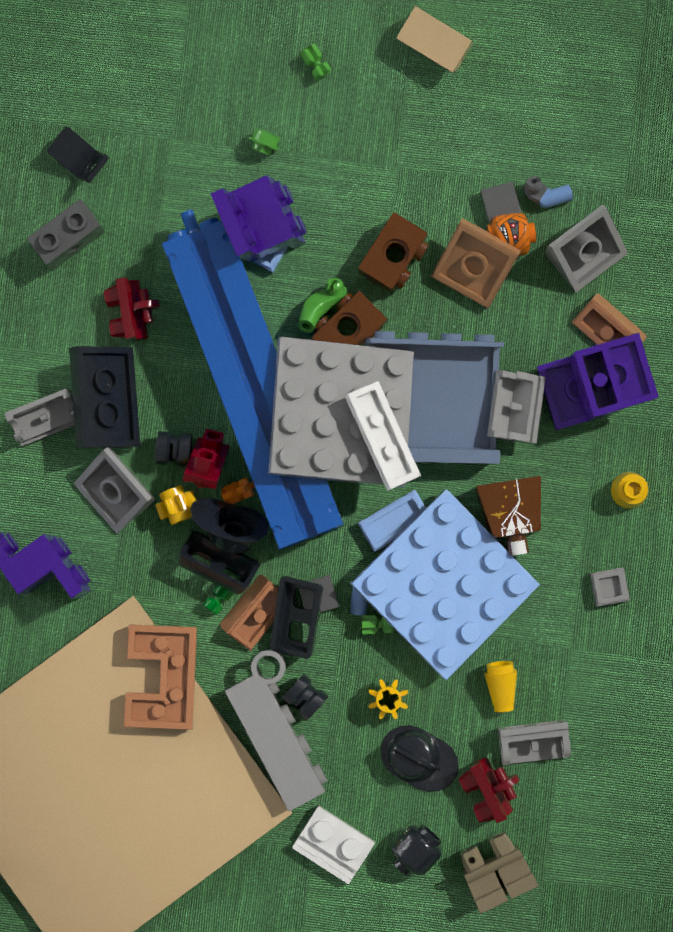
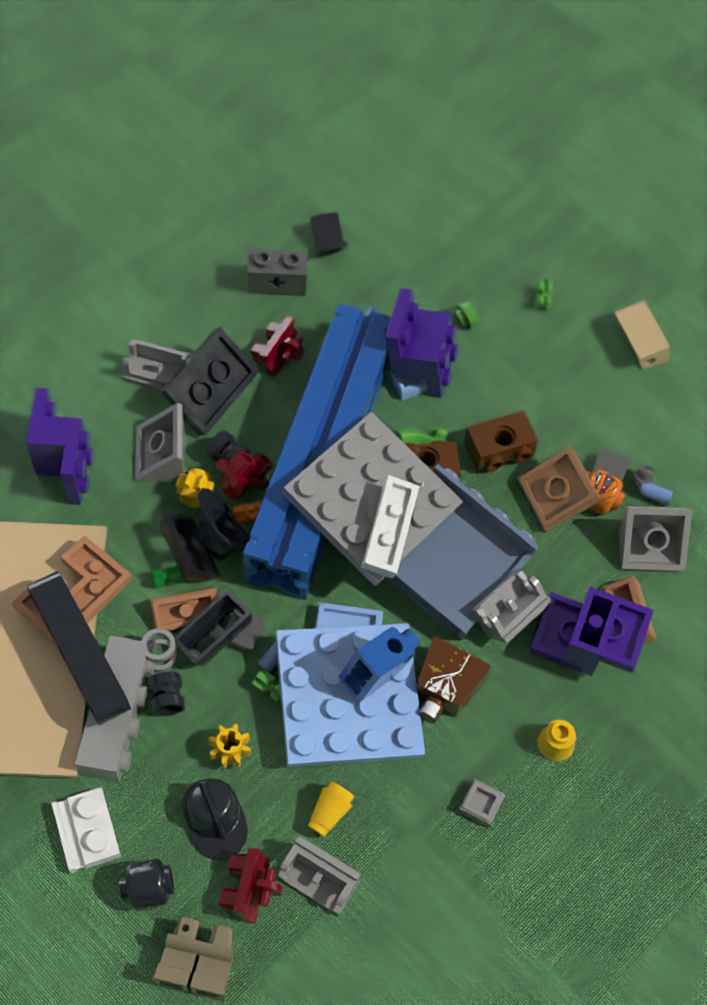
camera: 30 degrees right, 25 degrees down
(213, 724) = (79, 648): none -> black beam
(457, 562) = (378, 662): none -> blue torso

